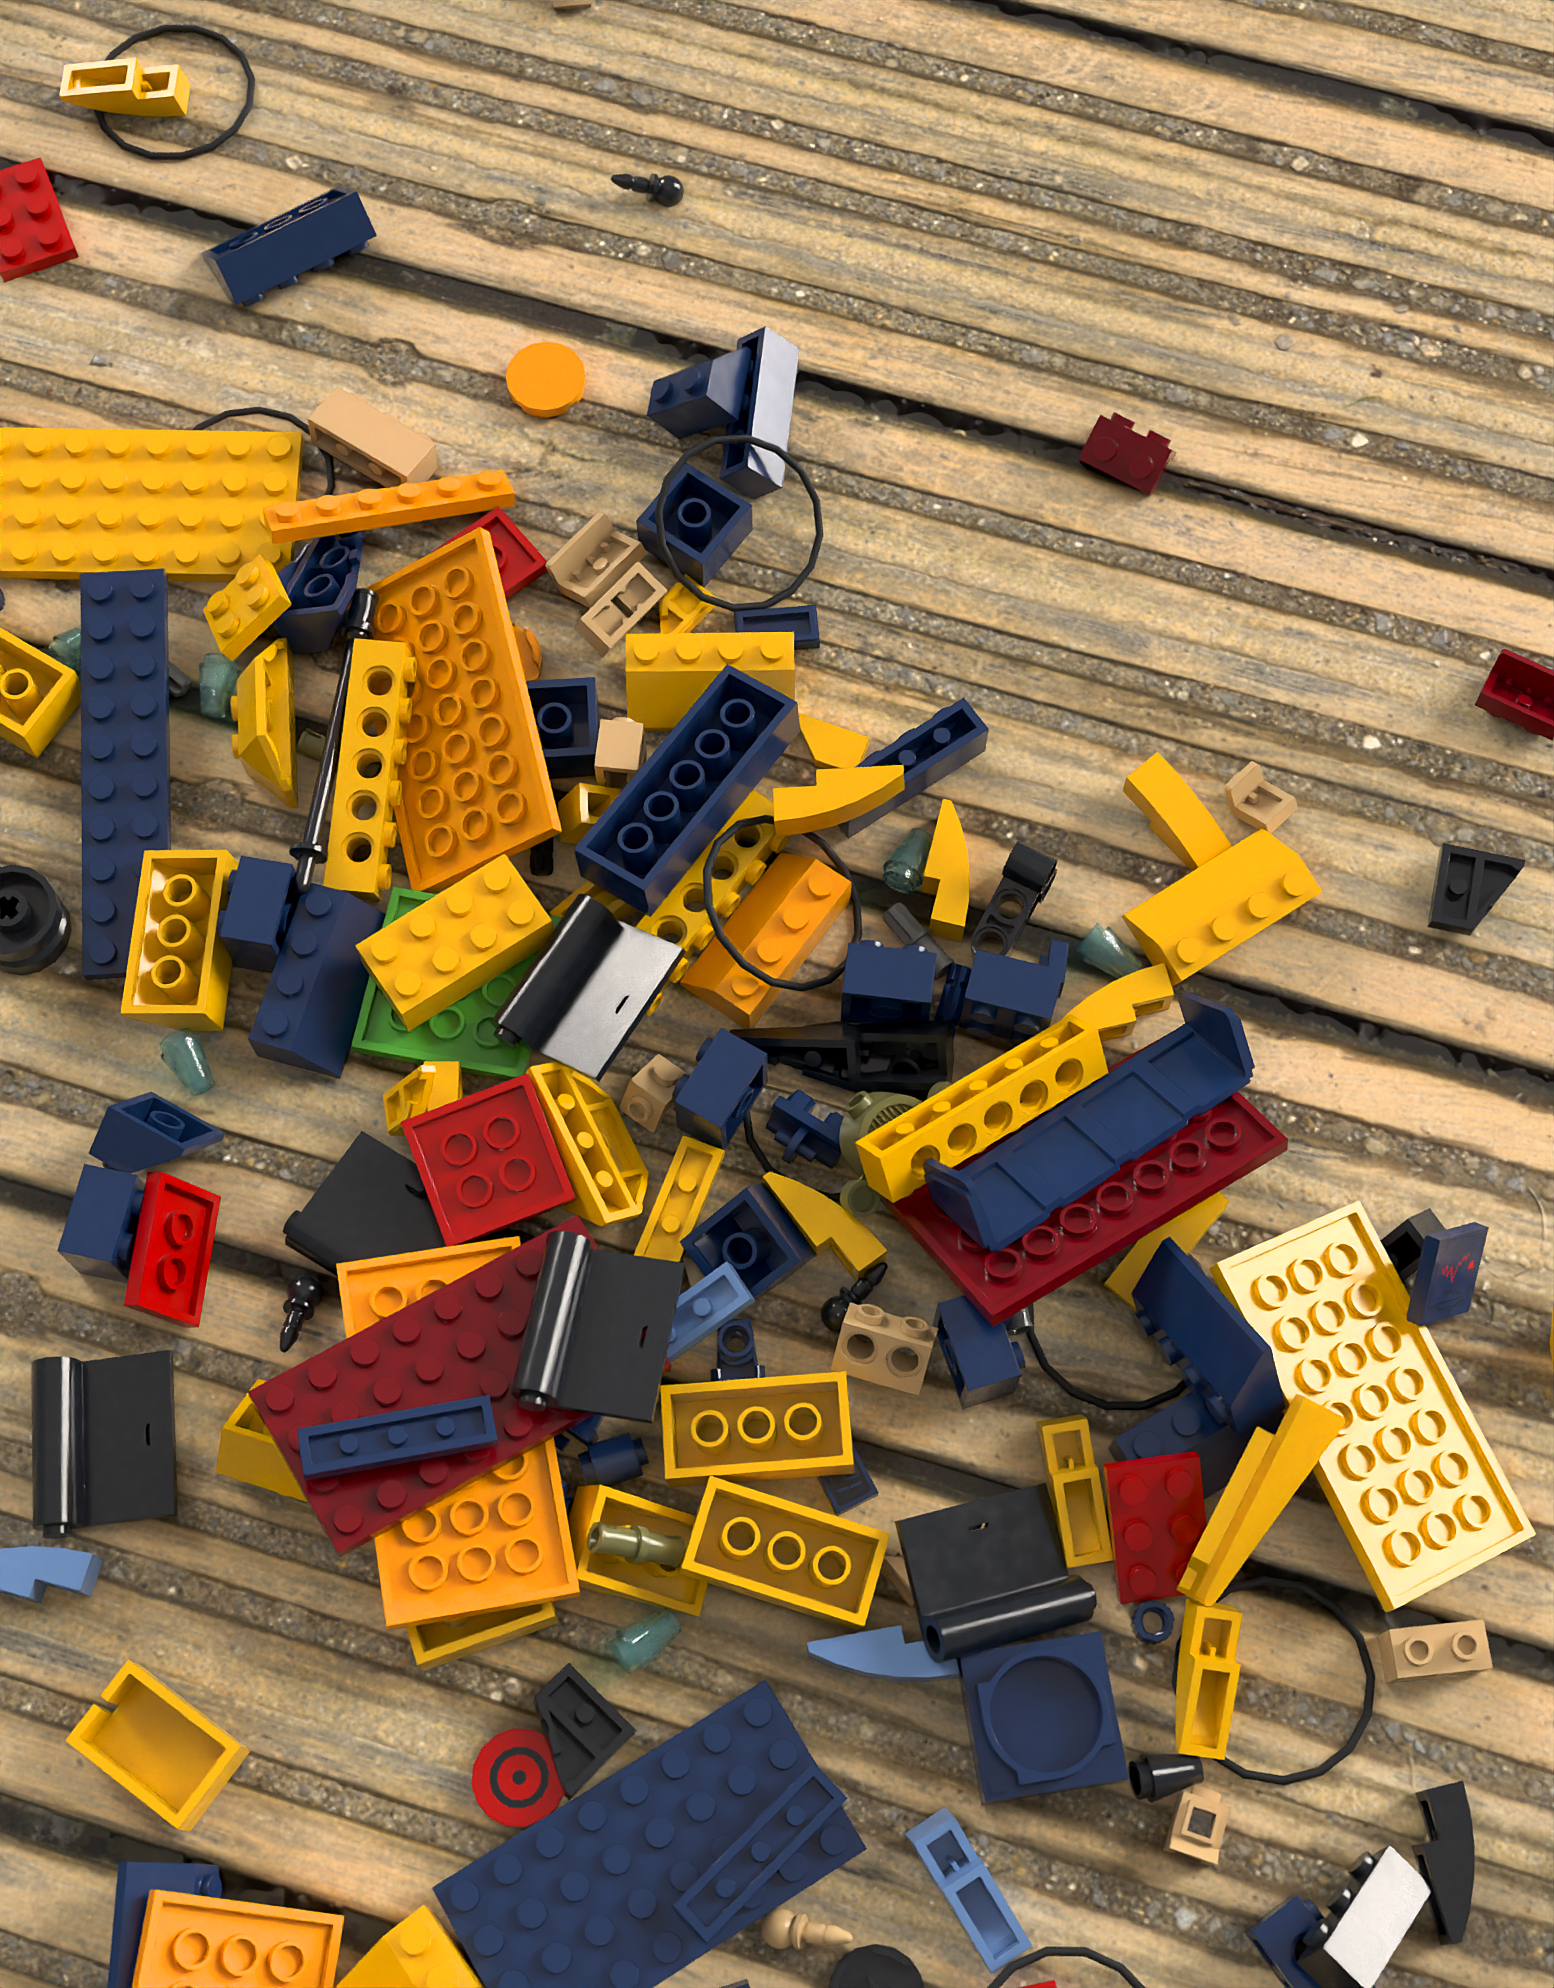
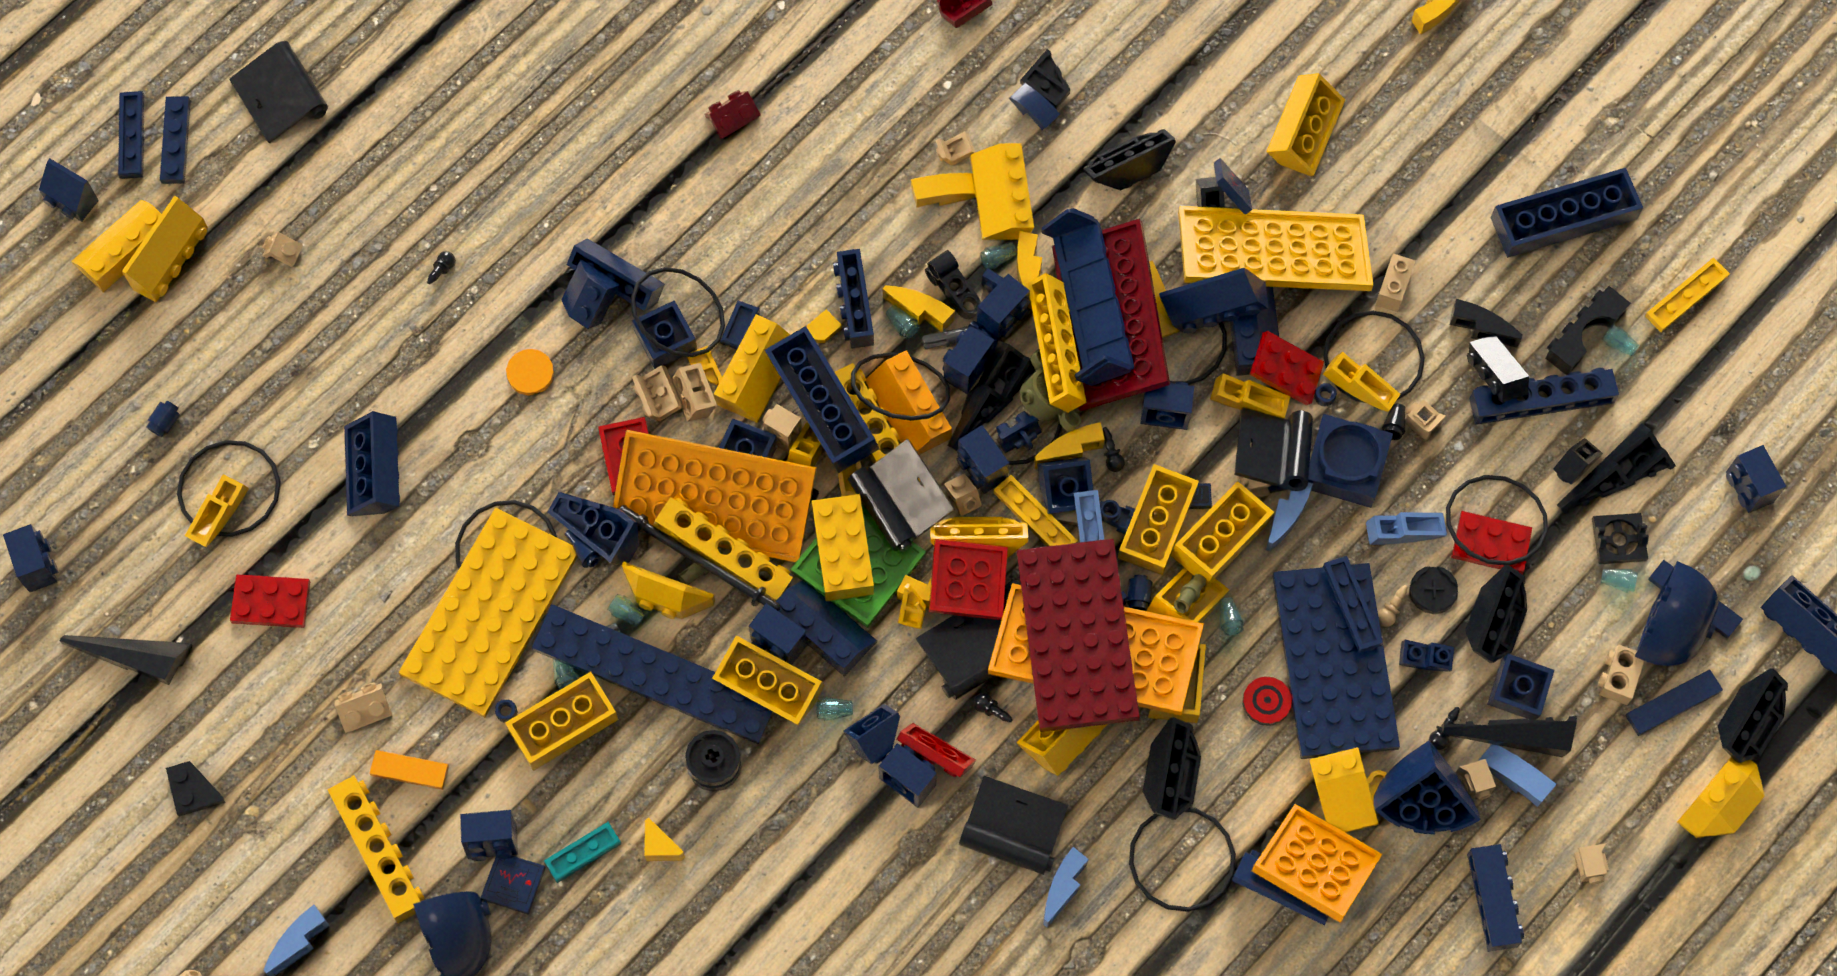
camera: 65 degrees left, 0 degrees up
(158, 1746) = (1179, 852): yellow piece -> none
(225, 1832) = (1182, 908): none -> black piece
(246, 606) = (594, 573): yellow plate -> none
(302, 1668) = (1172, 769): none -> black wedge
(371, 440) = (524, 472): tan brick -> none
(388, 506) = (572, 479): light orange plate -> none
(397, 1437) = (1098, 665): dark blue plate -> none
(579, 1728) = (1258, 662): black wing -> none
(589, 1327) = (1085, 559): black door -> none
(837, 798) = (862, 335): yellow slope -> none
(881, 1359) = (1148, 449): tan brick -> none
(1256, 1495) = (1295, 316): yellow wedge -> none
(1397, 1084) = (1131, 160): none -> black wedge
(1410, 888) = (1035, 105): none -> dark blue slope

